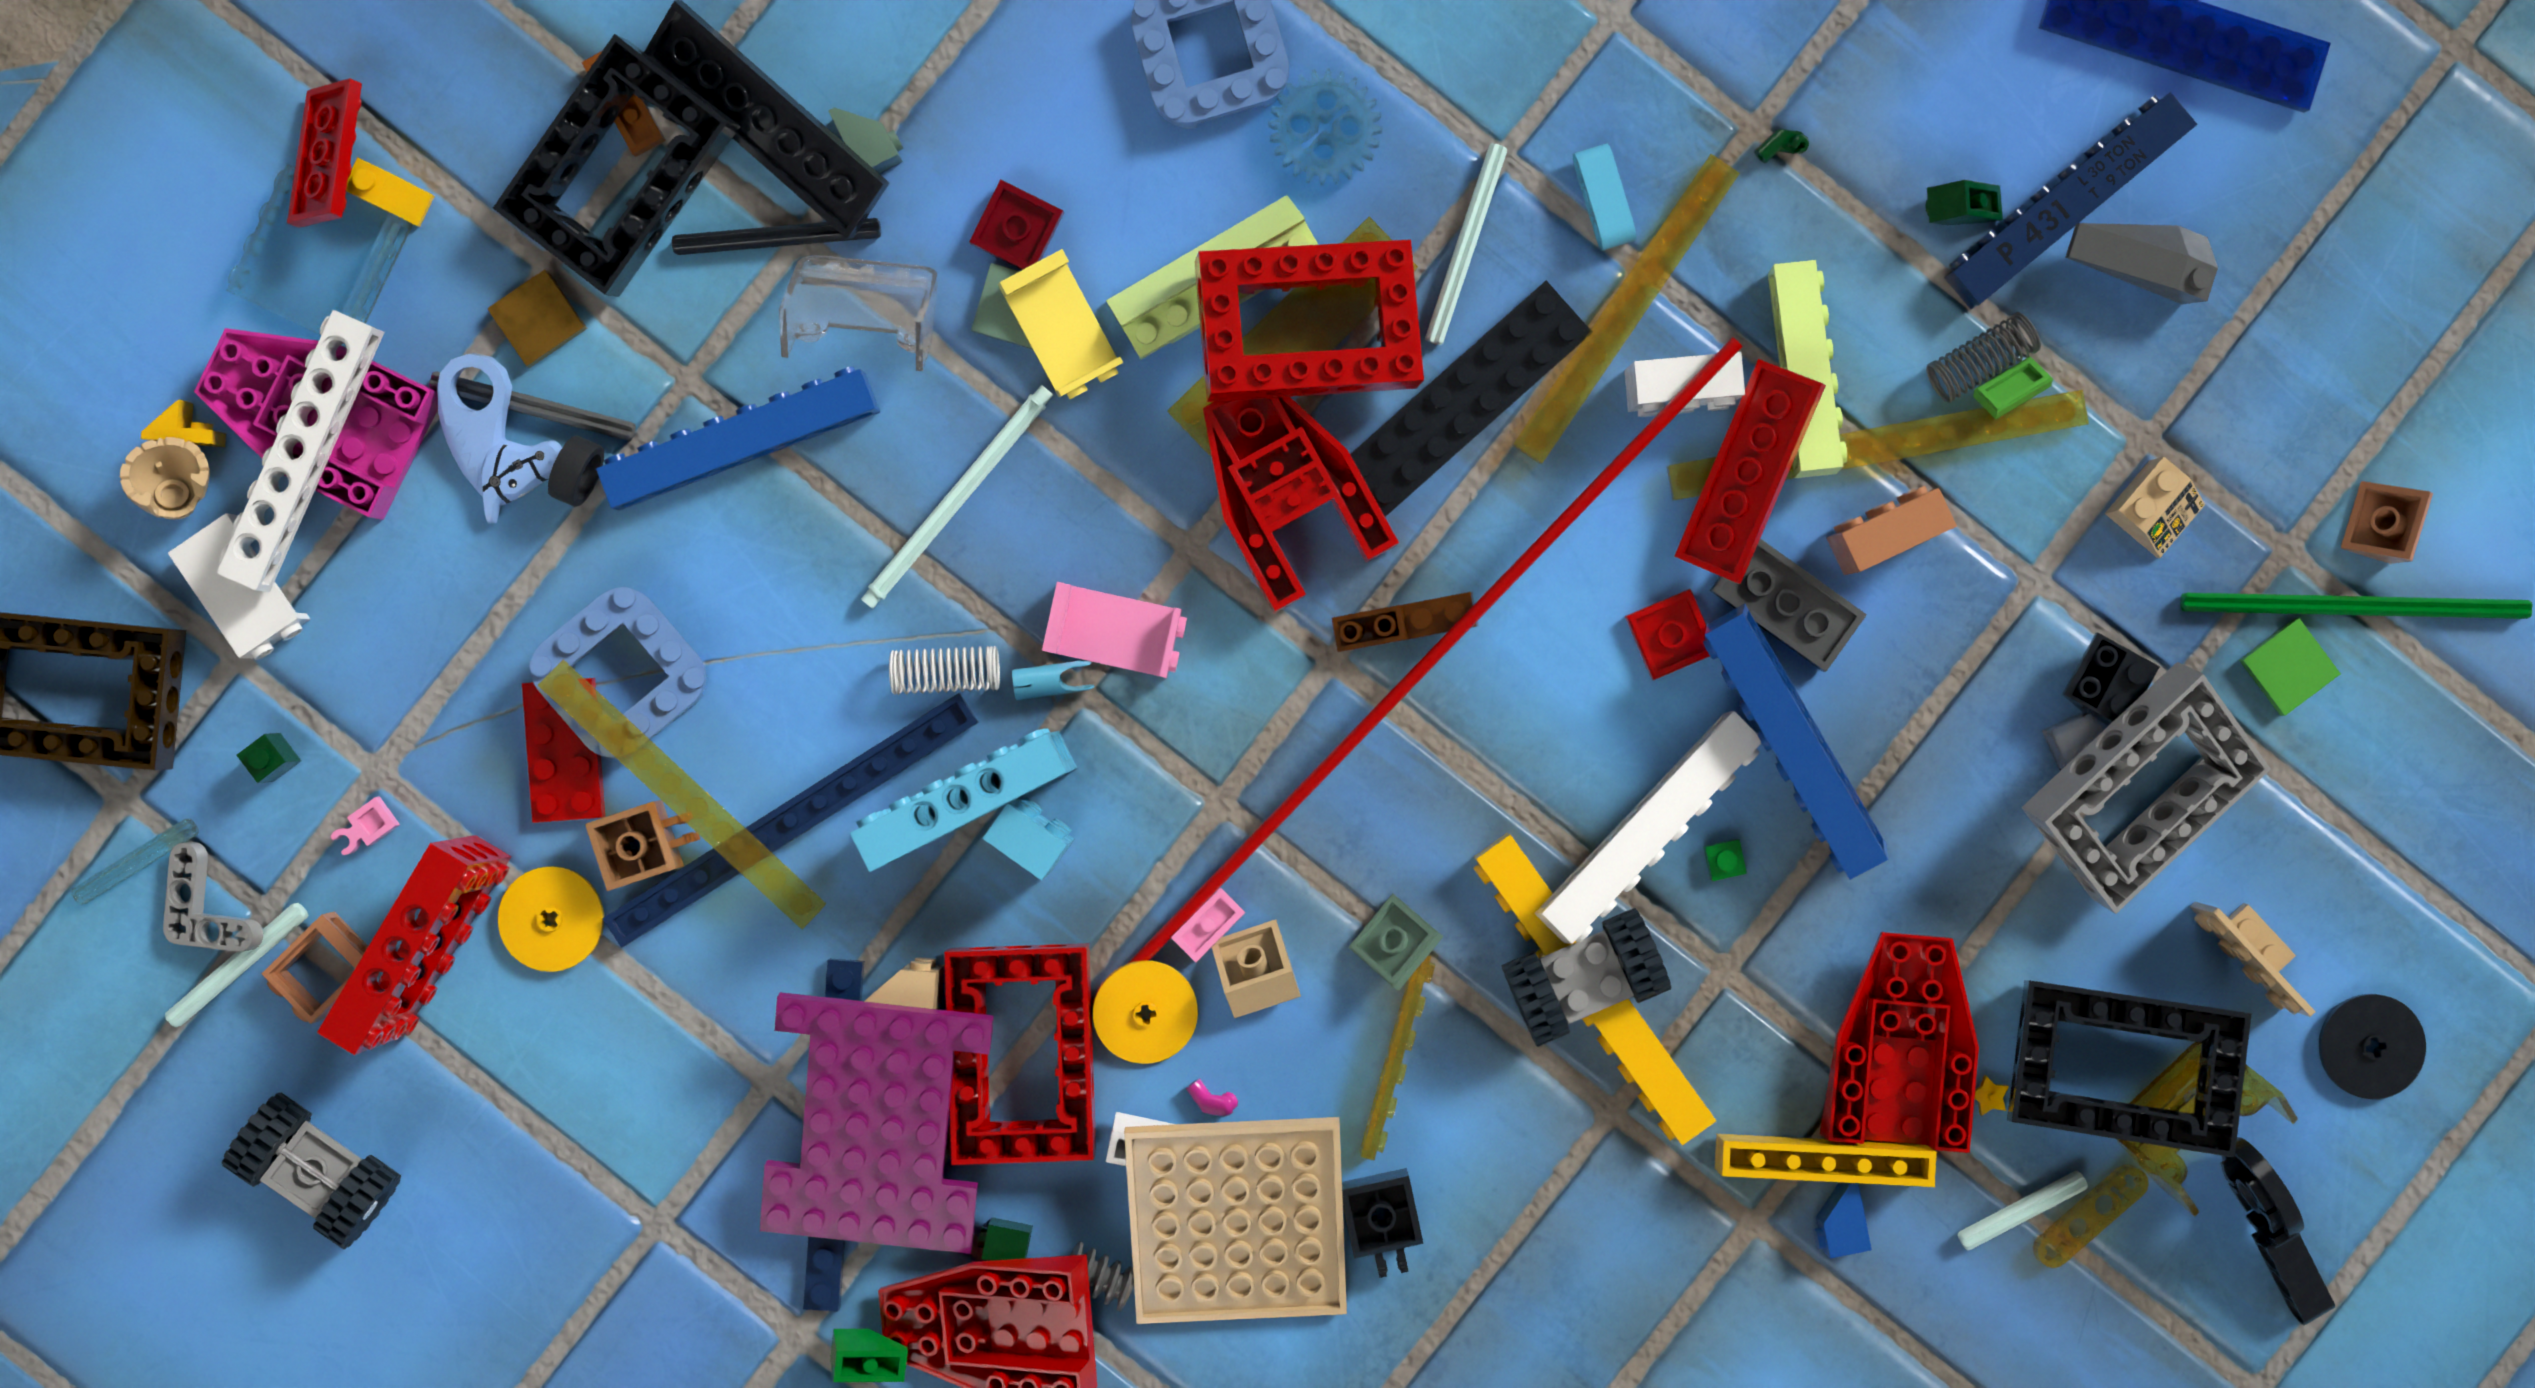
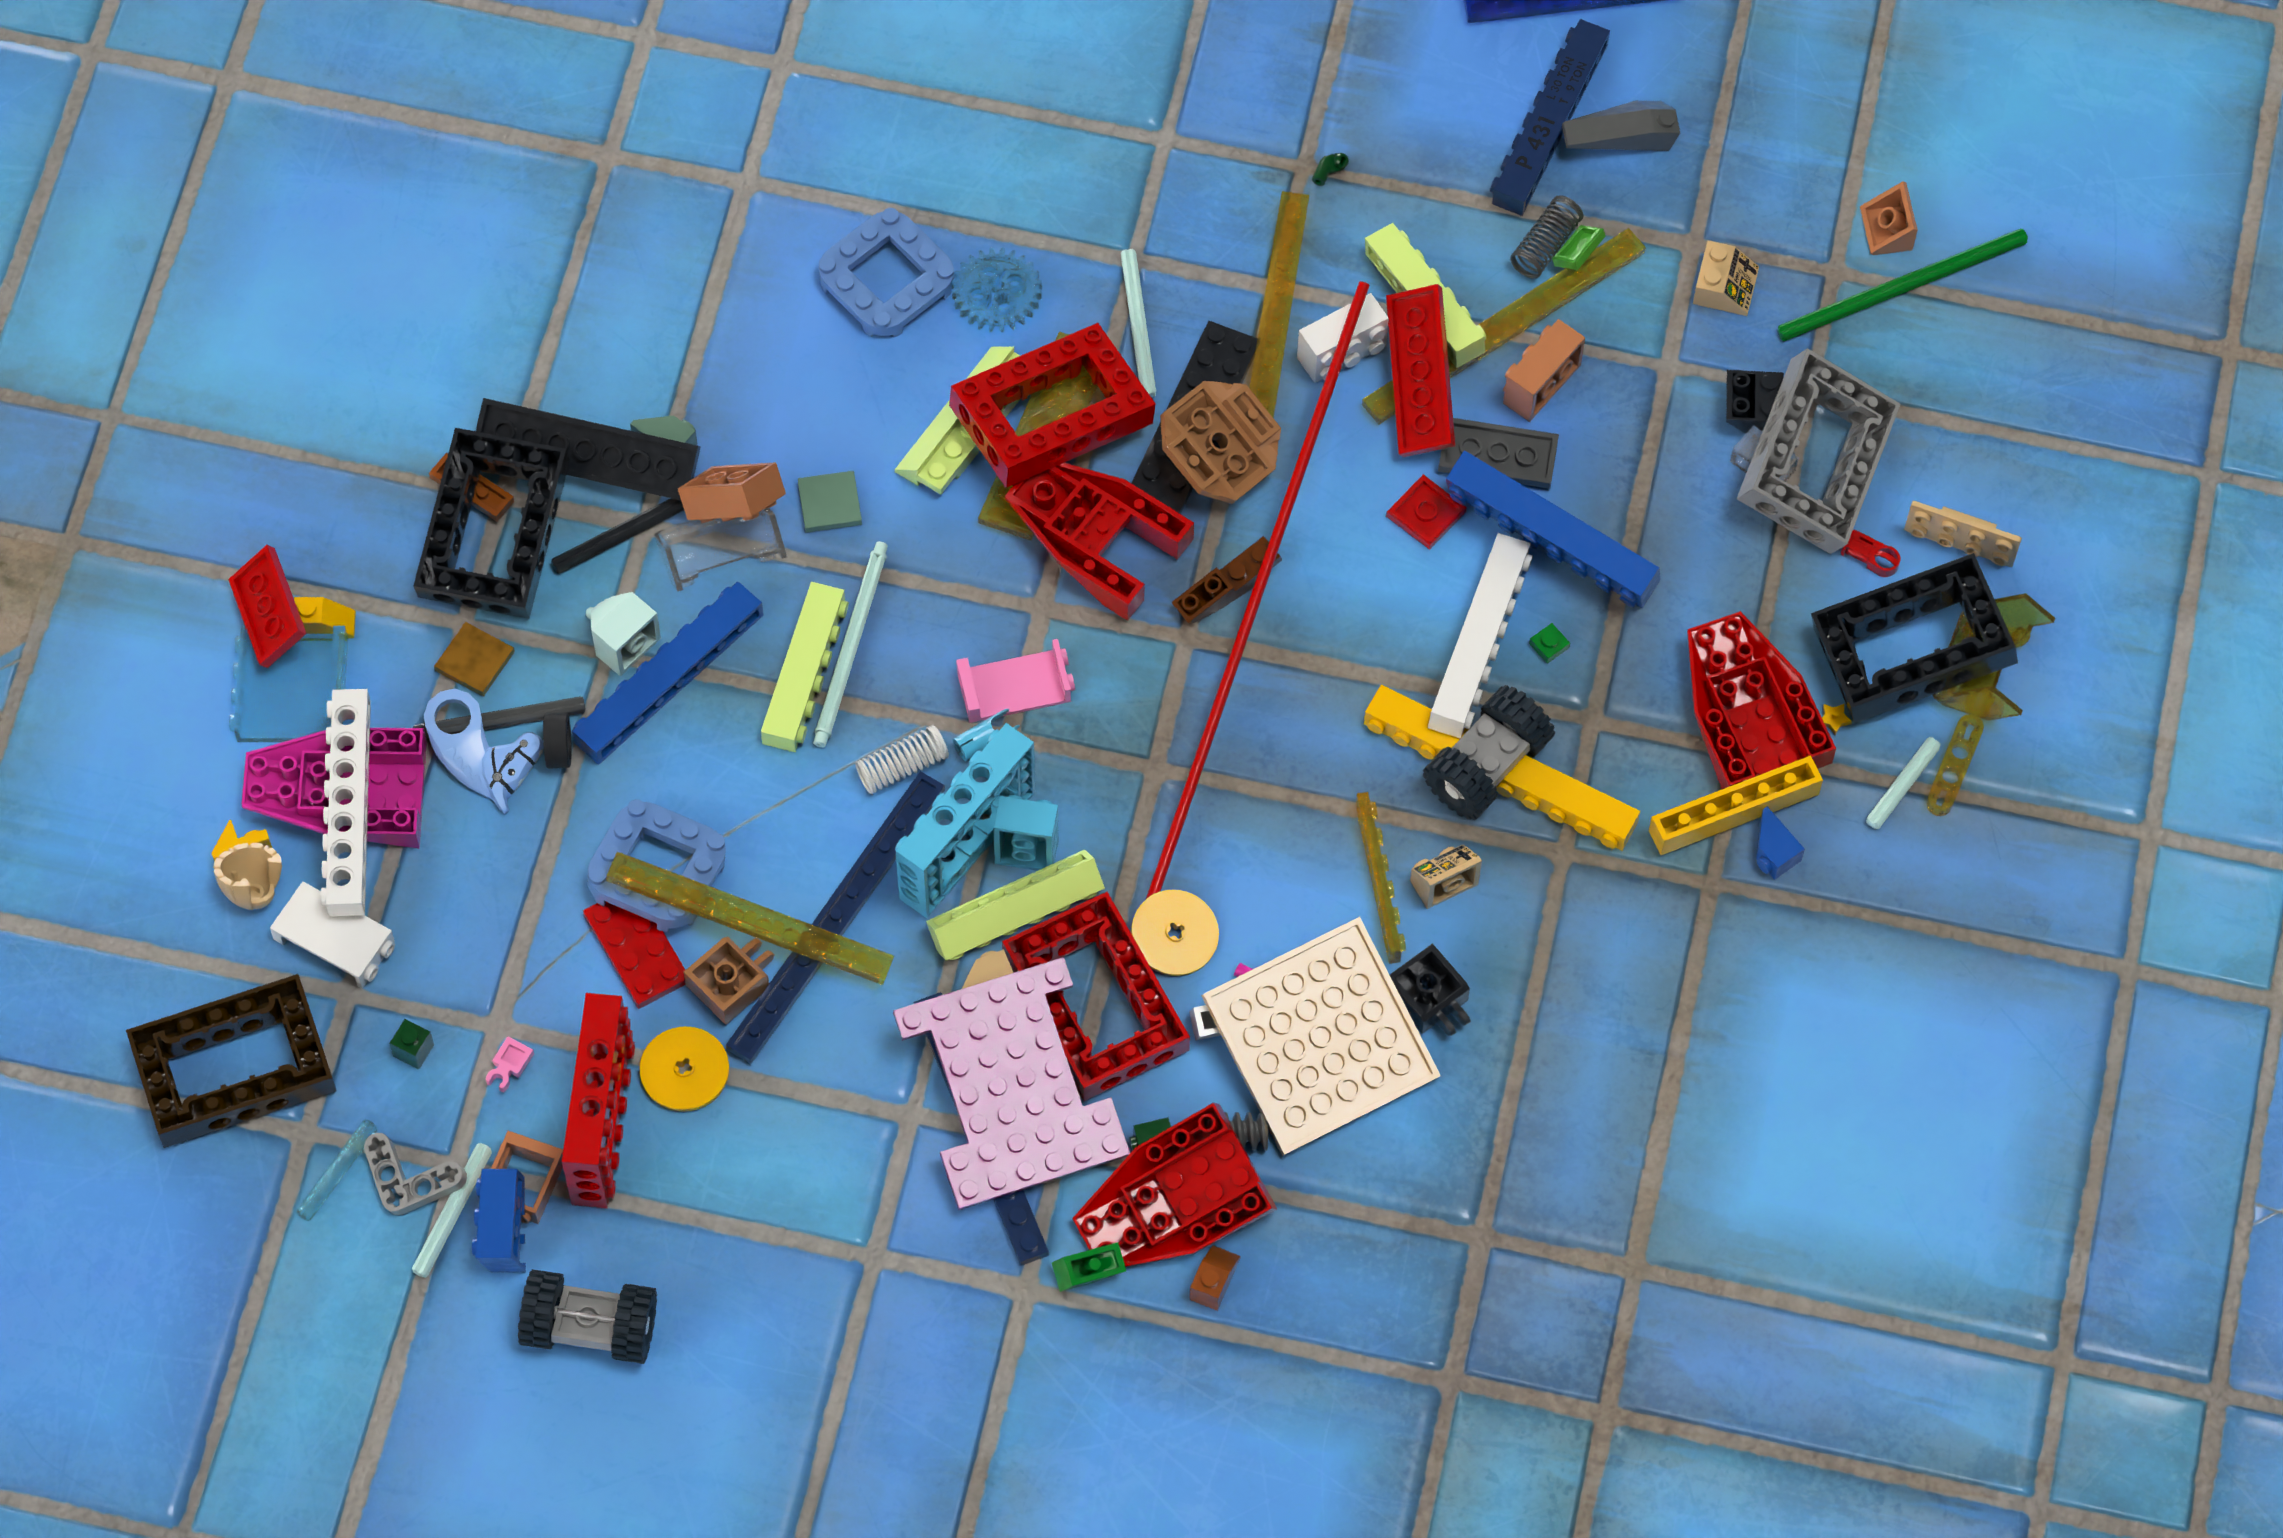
camera: 30 degrees left, 25 degrees down
(261, 1024) = (499, 1220): none -> blue wedge
(703, 368) = (623, 630): none -> light aqua piece
(890, 503) = (803, 667): none -> yellowish green brick
(896, 260) = (732, 492): none -> nougat brick
(985, 904) = (1015, 905): none -> yellowish green brick
(1016, 226) = (805, 447): dark red plate -> none
(1060, 325) = (868, 494): light yellow panel -> none
(1208, 925) = (1190, 850): bright pink plate -> none
(1255, 969) = (1243, 865): tan slope -> none
(1395, 942) = (1336, 796): sand green tile -> none
(1468, 1089) = (1446, 875): none -> tan slope
(1510, 458) = (1240, 427): none -> medium nougat piece
(1604, 196) = (1221, 250): medium azure beam -> none
(1964, 203) = (1477, 148): dark green slope -> none
(2136, 917) = (1867, 549): none -> red piece
(2278, 1231) = (2073, 685): black beam -> none
(2289, 667) = (1880, 343): bright green tile -> none
(2350, 1030) = (2089, 542): black piece -> none

